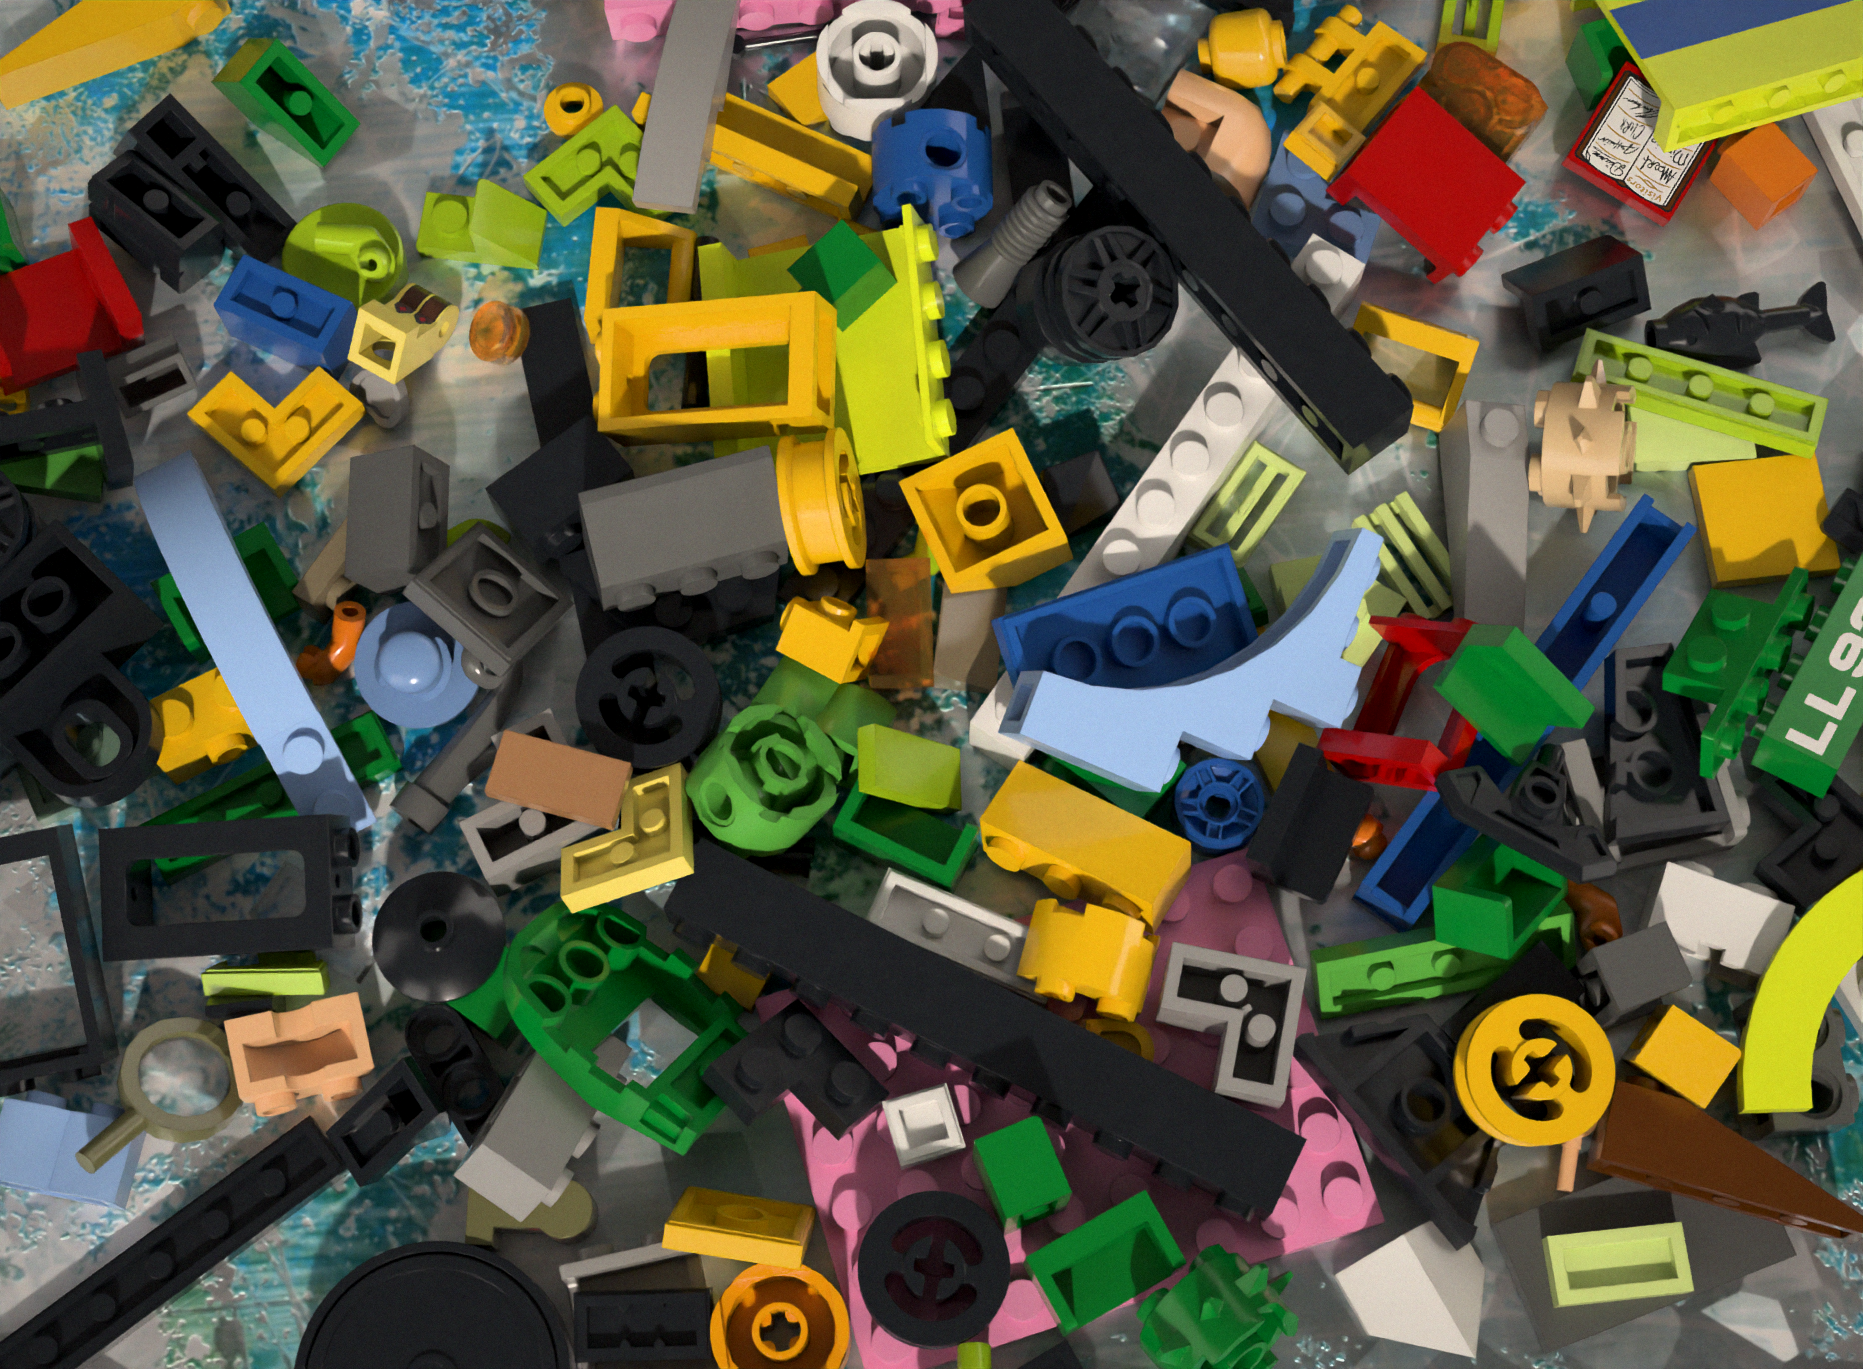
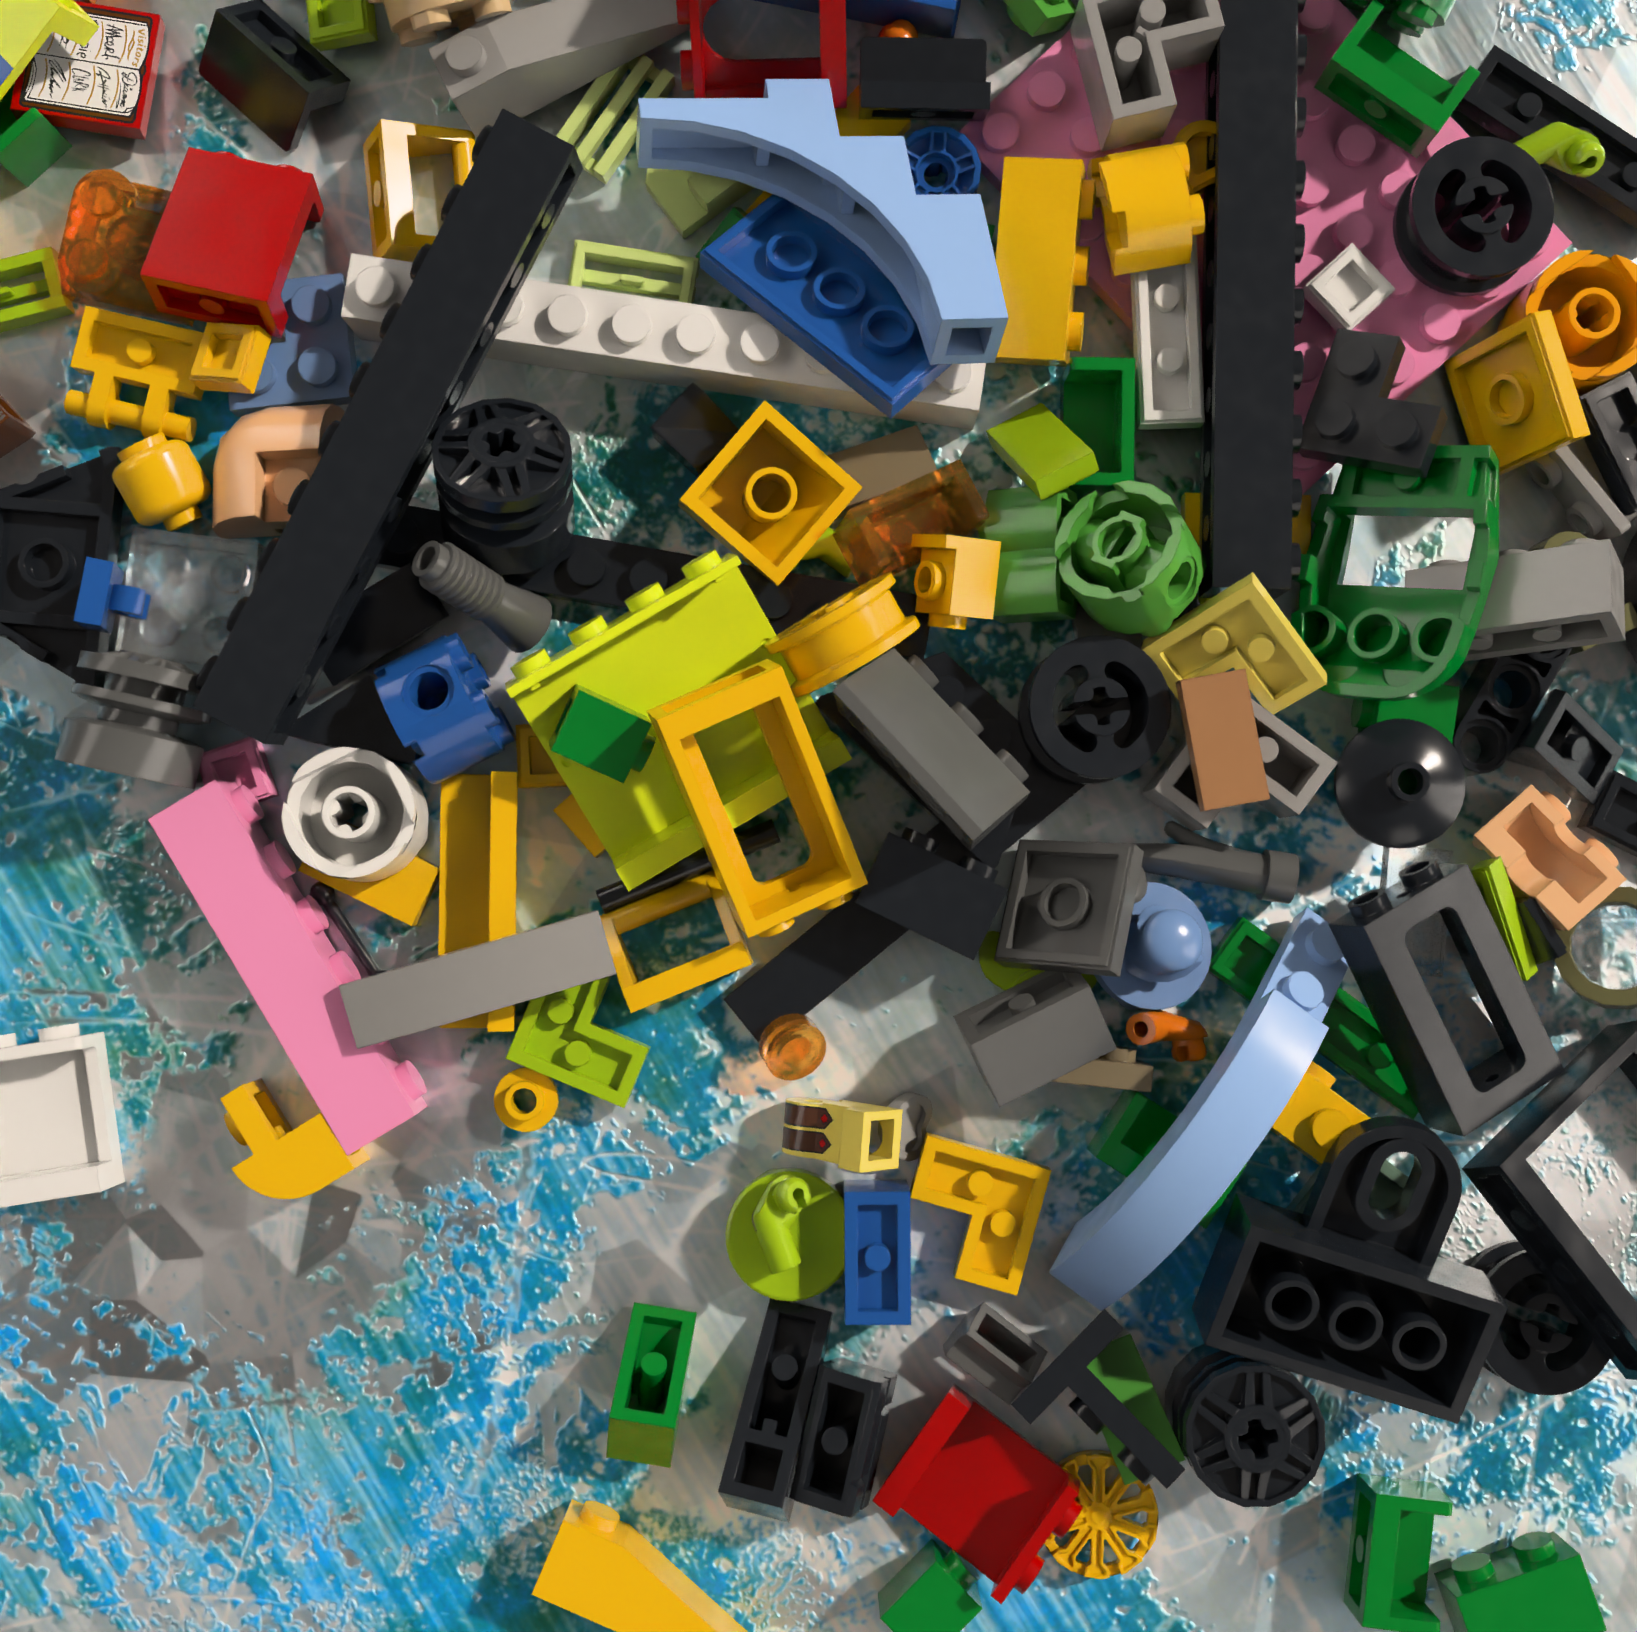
camera: 115 degrees left, 15 degrees up
(483, 229) = (690, 1123): lime slope -> none
(1021, 1174) = (1374, 164): green panel -> none

